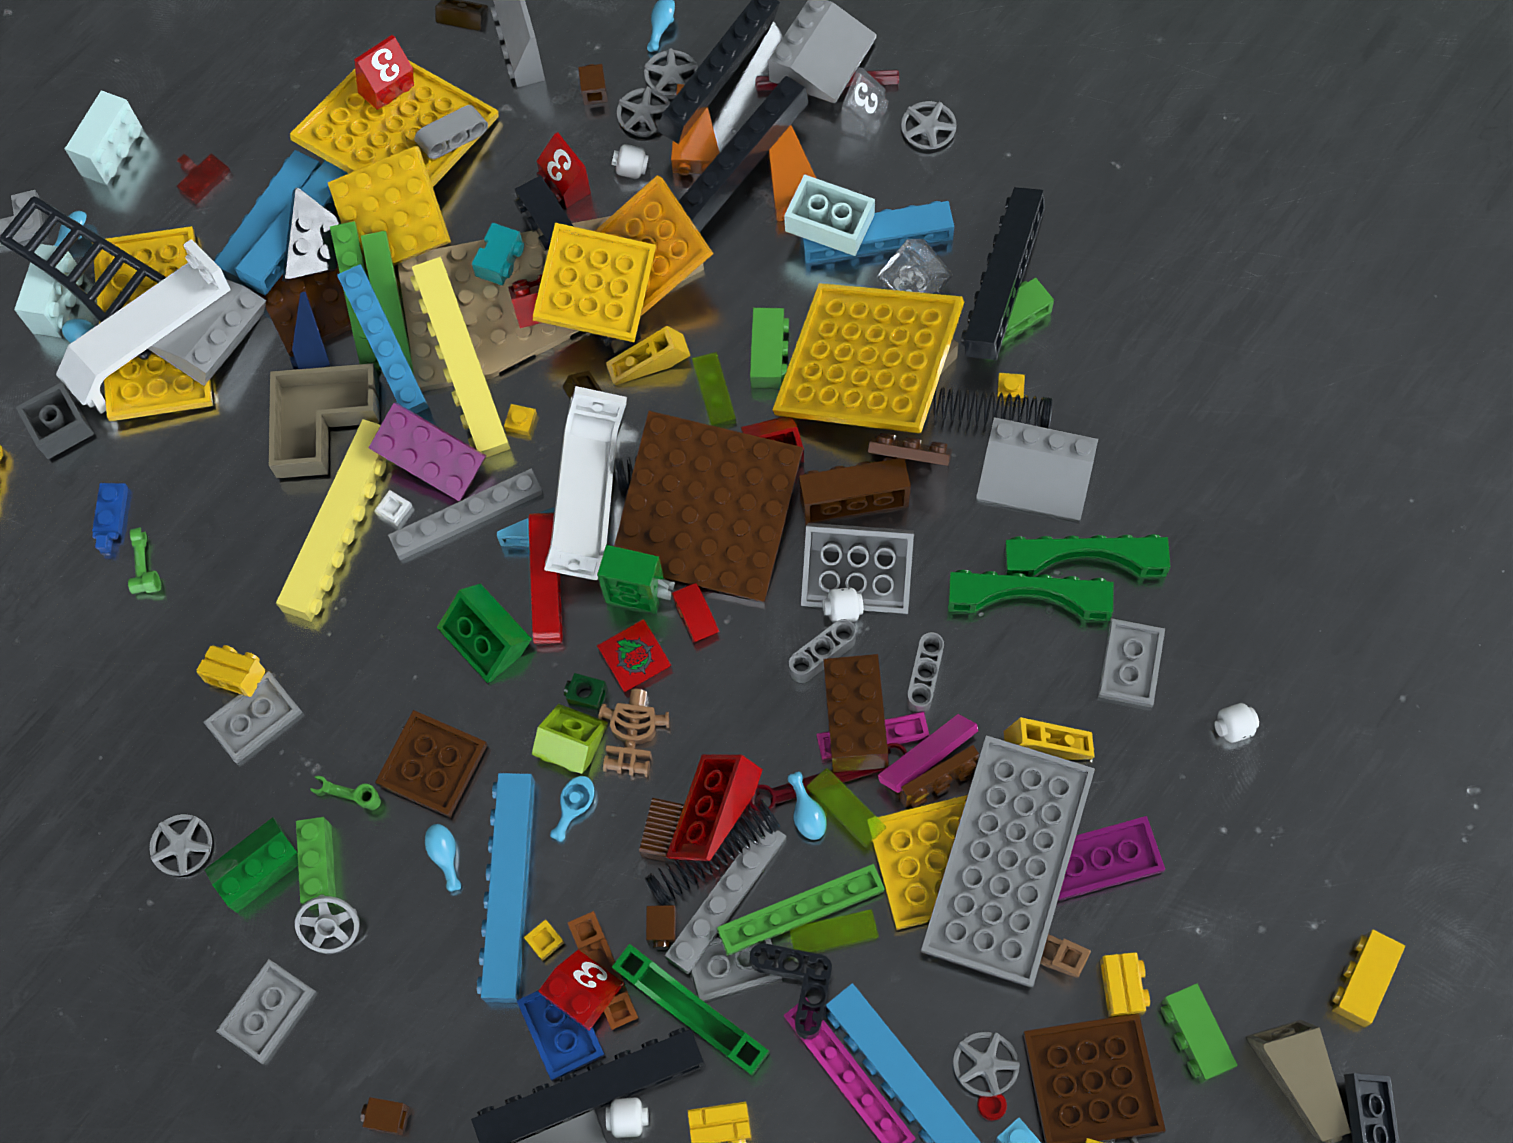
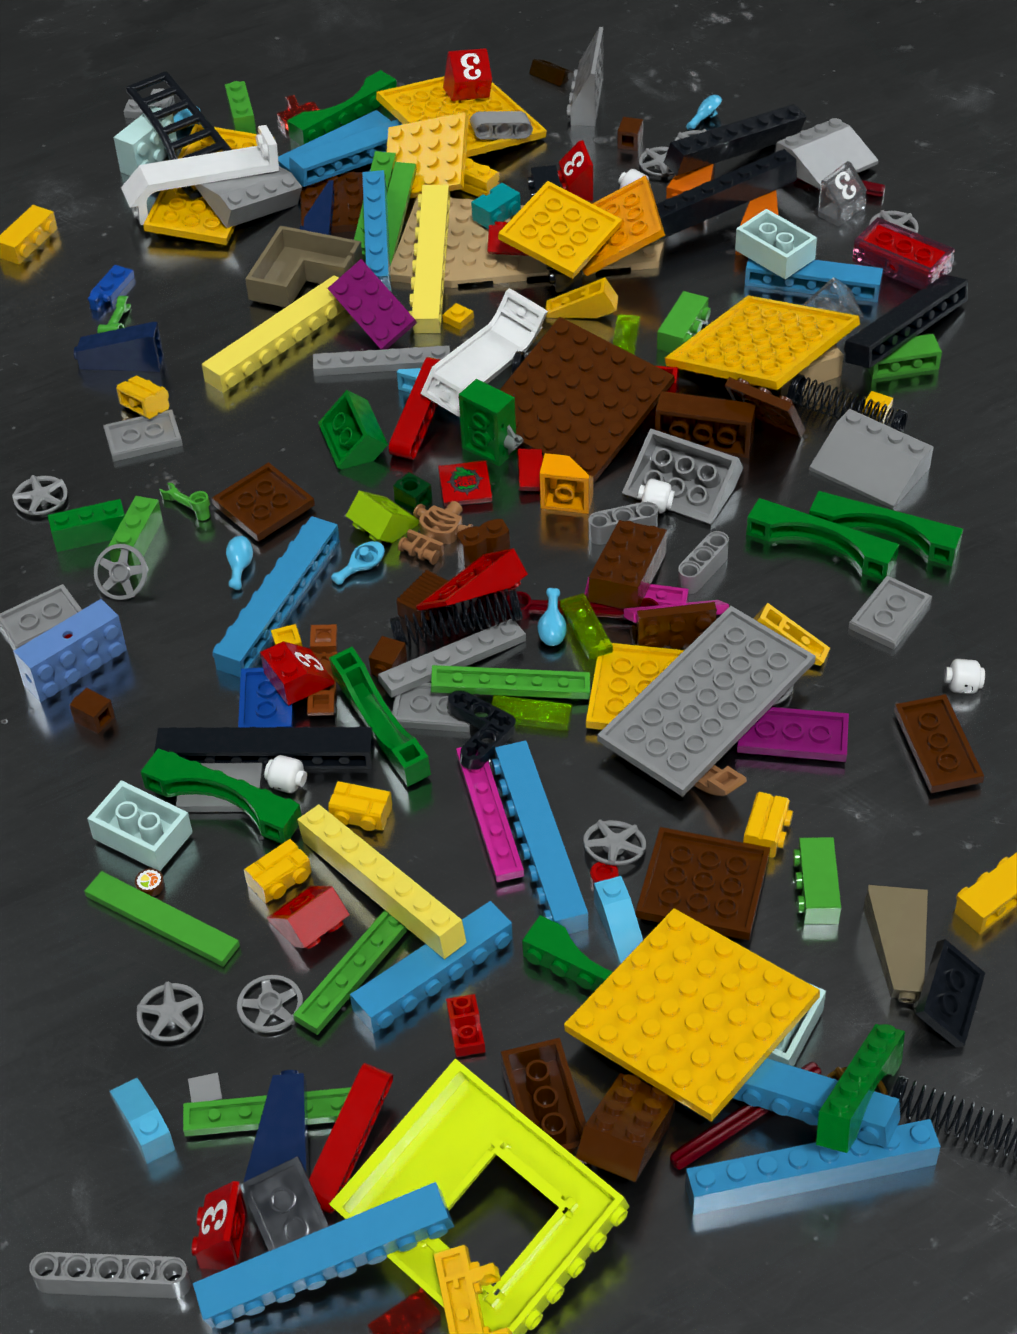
camera: 20 degrees right, 20 degrees down
(54, 420) = (104, 217): dark grey brick -> none
(103, 137) = (241, 62): light aqua brick -> none
(132, 196) = (240, 107): none -> bright green brick
(172, 612) = (122, 349): none -> dark blue slope
(227, 193) = (317, 123): none -> green arch
(309, 239) = (354, 157): wing -> none
(328, 1055) = (70, 650): none -> medium blue brick
(393, 508) = (327, 341): white tile -> none
(460, 214) = (479, 178): none -> yellow brick
(686, 738) = (477, 540): none -> reddish brown brick
(745, 627) = (564, 485): none -> light orange slope
(959, 171) = (902, 253): none -> clear pink brick
(1243, 816) = (938, 743): none -> reddish brown plate

